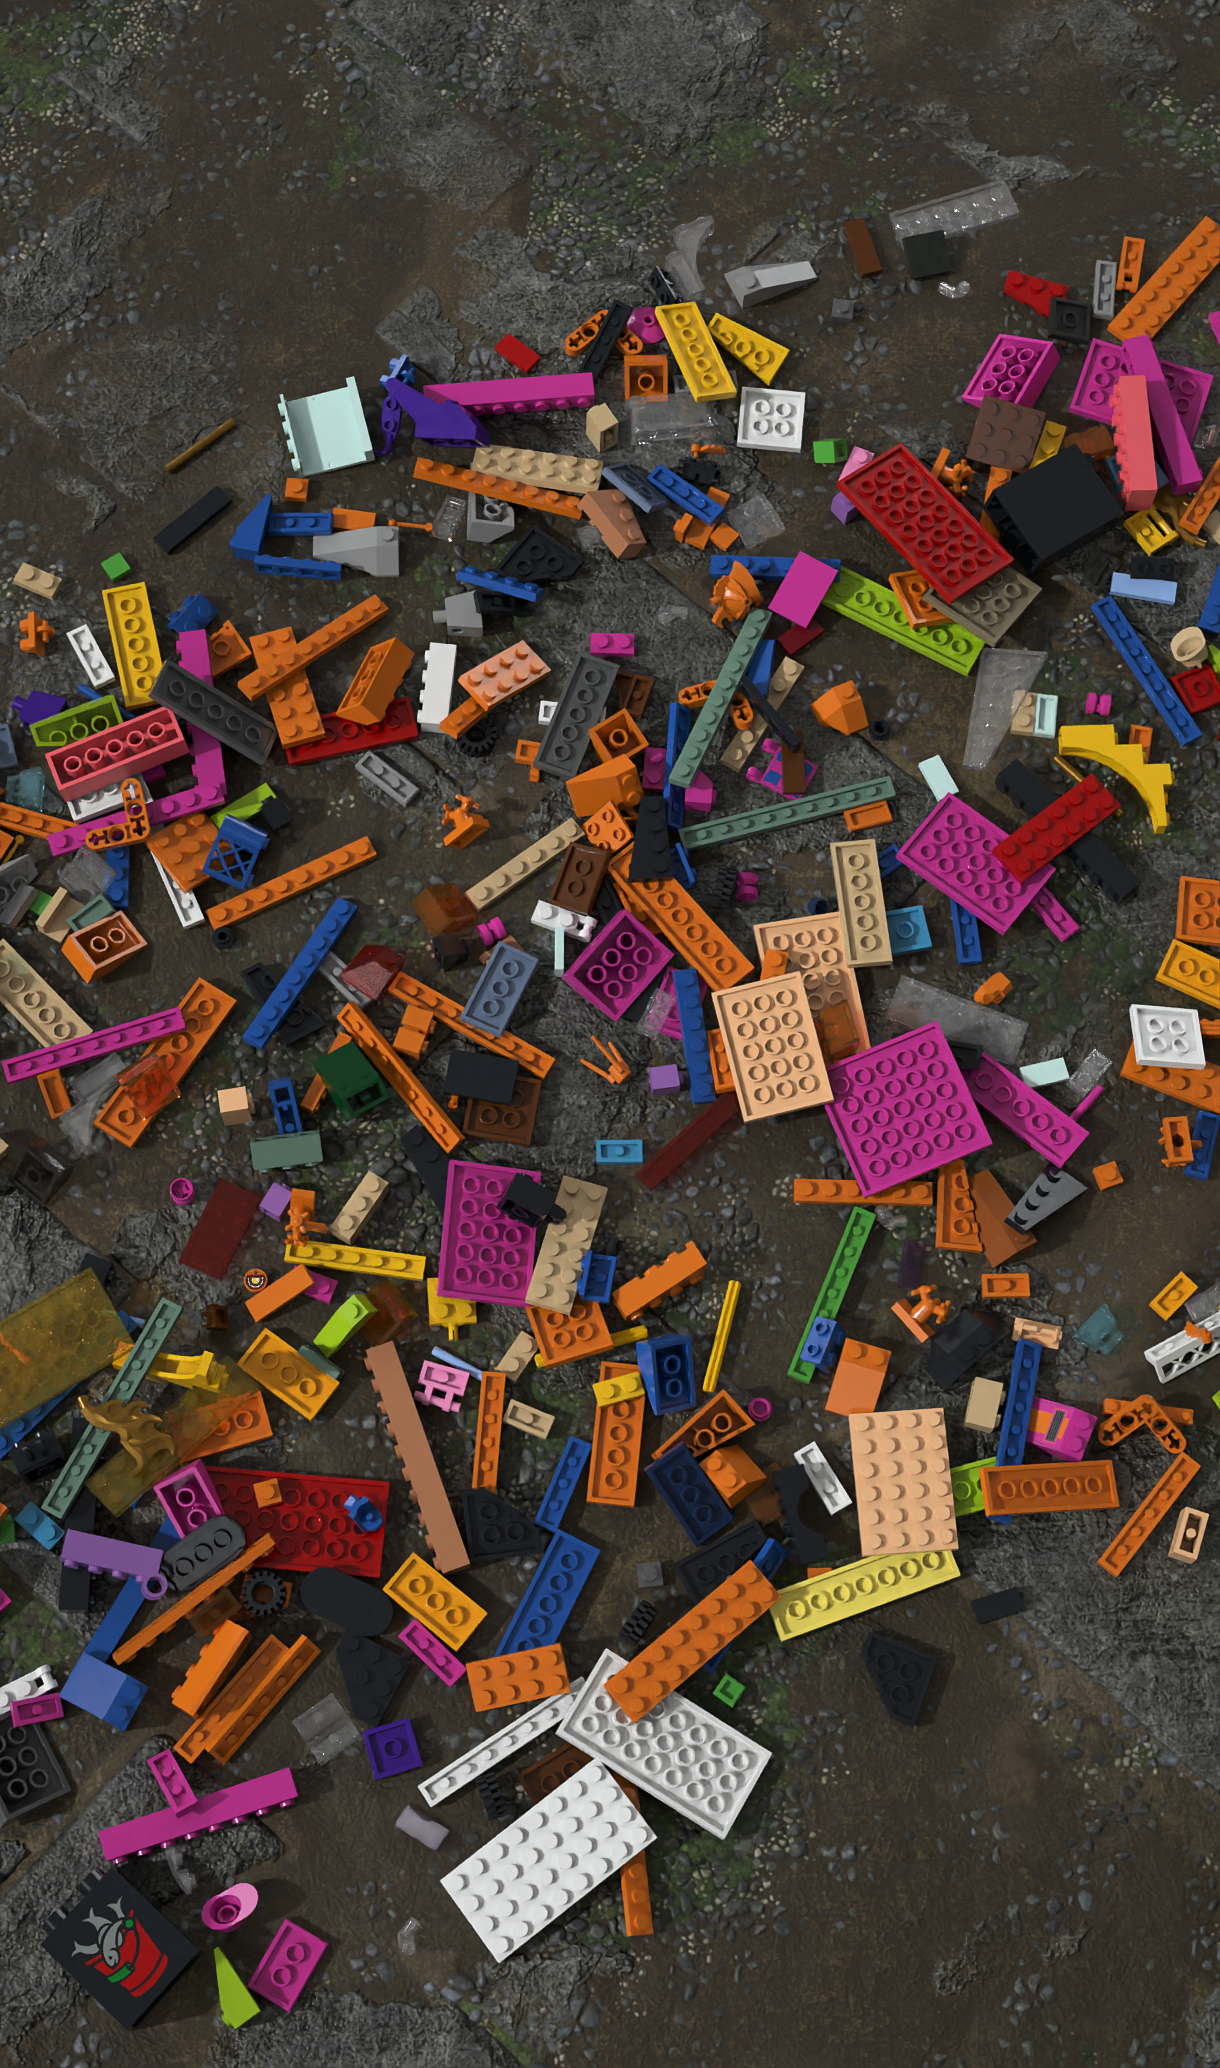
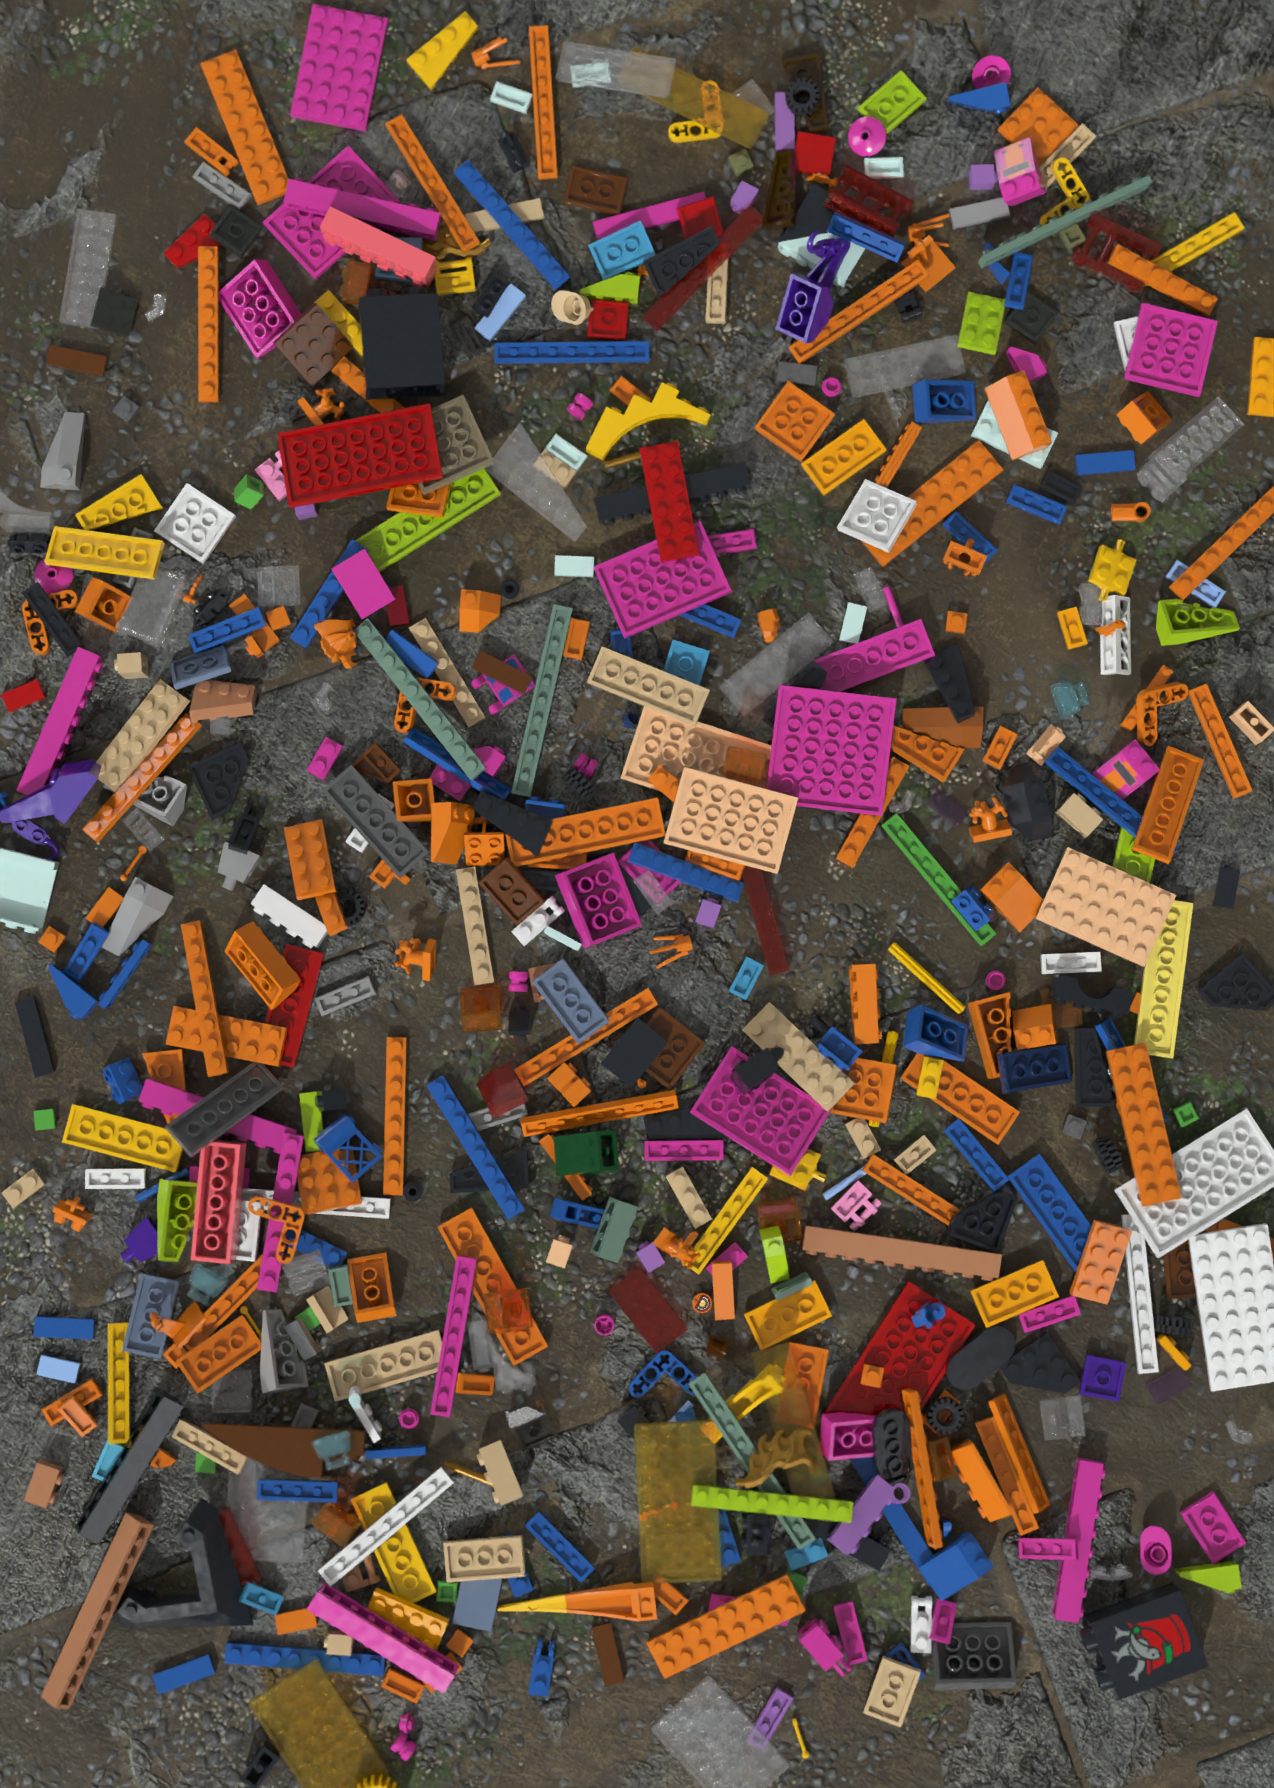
camera: 60 degrees left, 15 degrees up
(77, 1450) = (772, 1503): none -> lime plate
(140, 1663) = (946, 1528): none -> blue tile
(169, 1281) = (668, 1368): none -> blue beam
(406, 1180) = (683, 1150): none -> dark pink plate
(459, 1823) = (1169, 1345): none -> light orange plate
(505, 585) = (228, 821): blue plate -> none
(770, 715) = (457, 670): black tile -> none
(967, 339) = (208, 323): none -> orange plate

